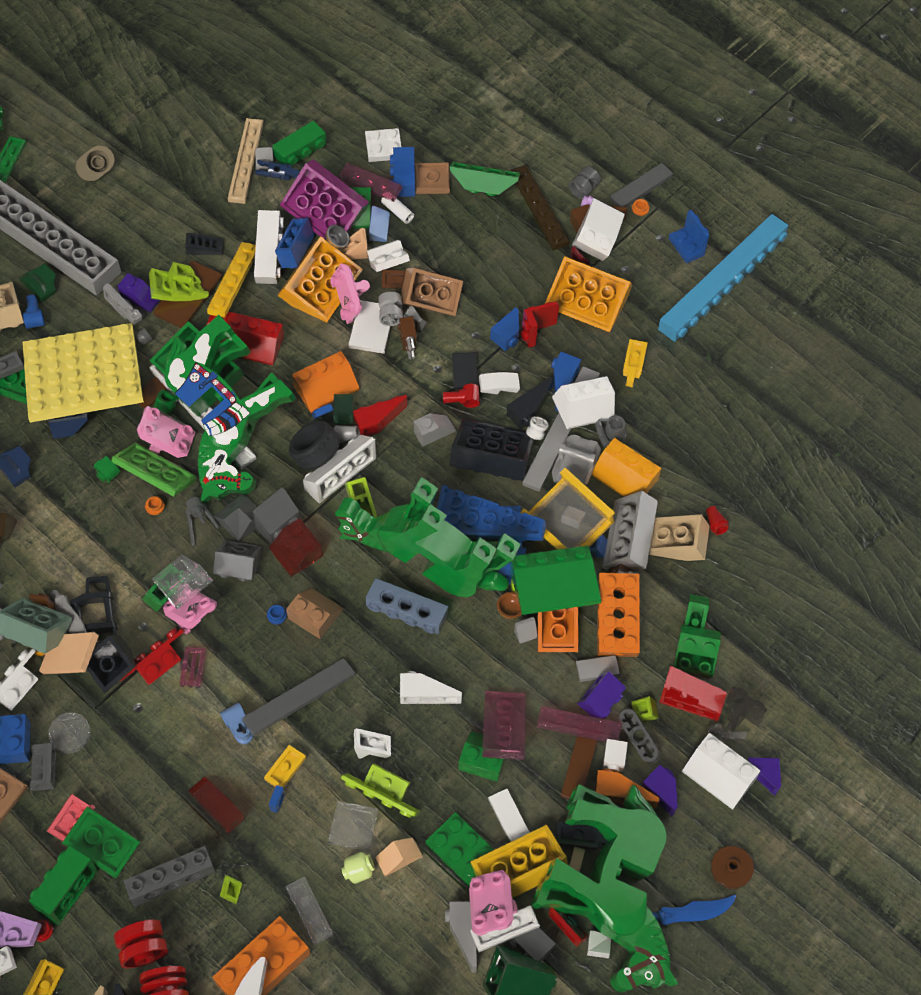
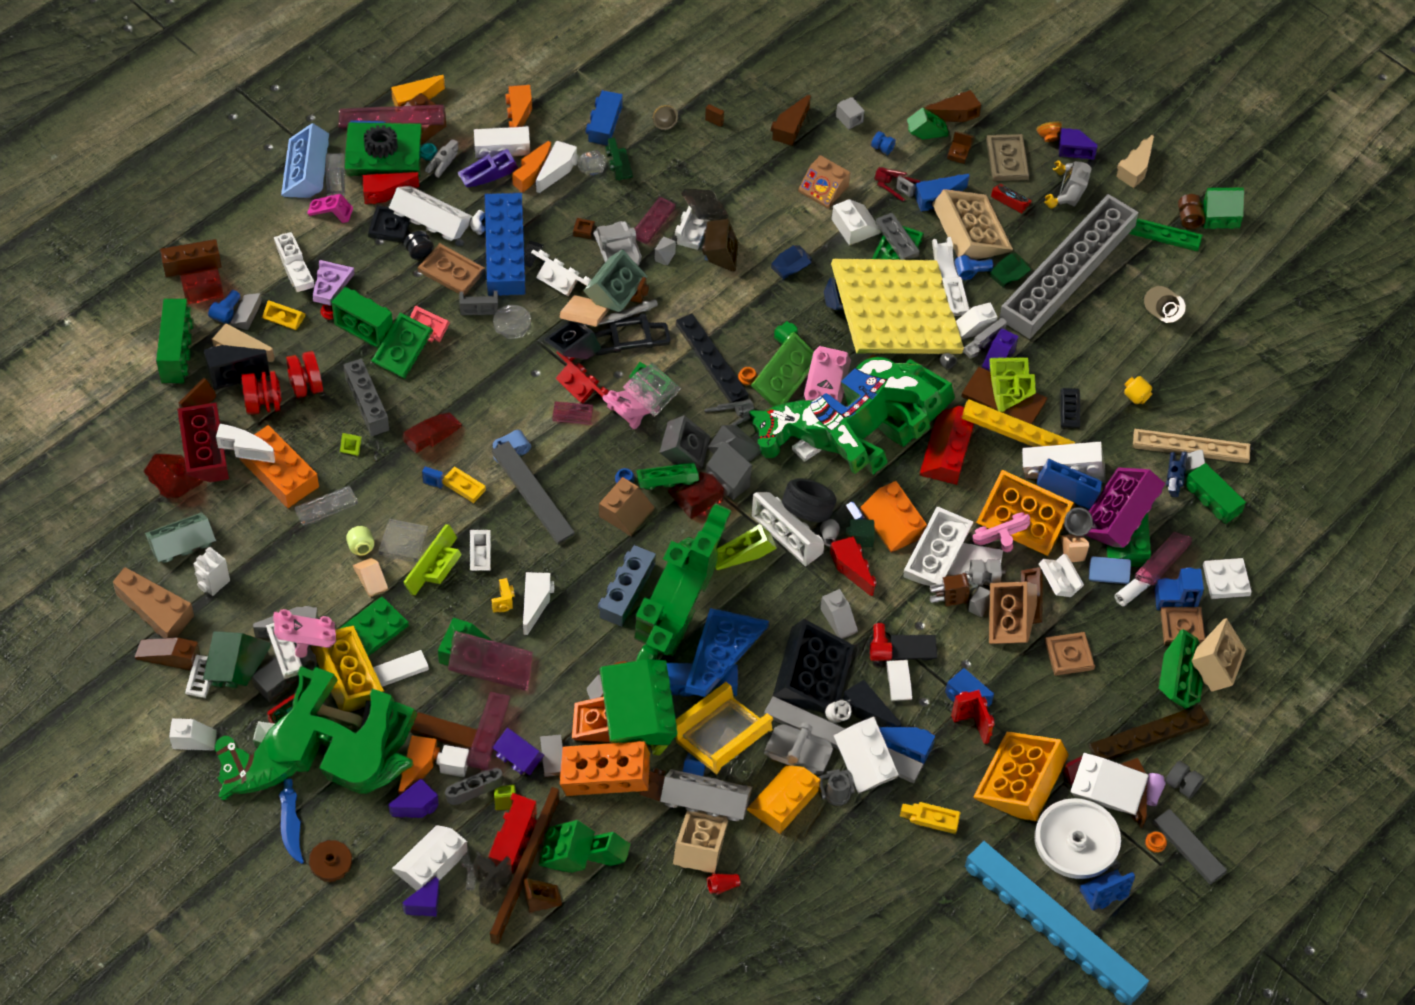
camera: 90 degrees right, 5 degrees down
(52, 328) = (951, 281): none -> white piece
(100, 309) = (976, 320): none -> white slope
(129, 539) = (711, 359): none -> black plate
(187, 191) = (1138, 390): none -> yellow head
(280, 571) = (667, 476): none -> green plate
(361, 347) = (937, 547): none -> white slope
(422, 717) = (504, 602): none -> yellow bracket
(463, 258) = (1069, 653): none -> medium nougat tile
(478, 151) = (1219, 657): none -> tan slope
(648, 256) = (1077, 838): none -> white dish
(749, 671) = (541, 895): none -> reddish brown slope
(768, 699) = (524, 866): none -> reddish brown tile

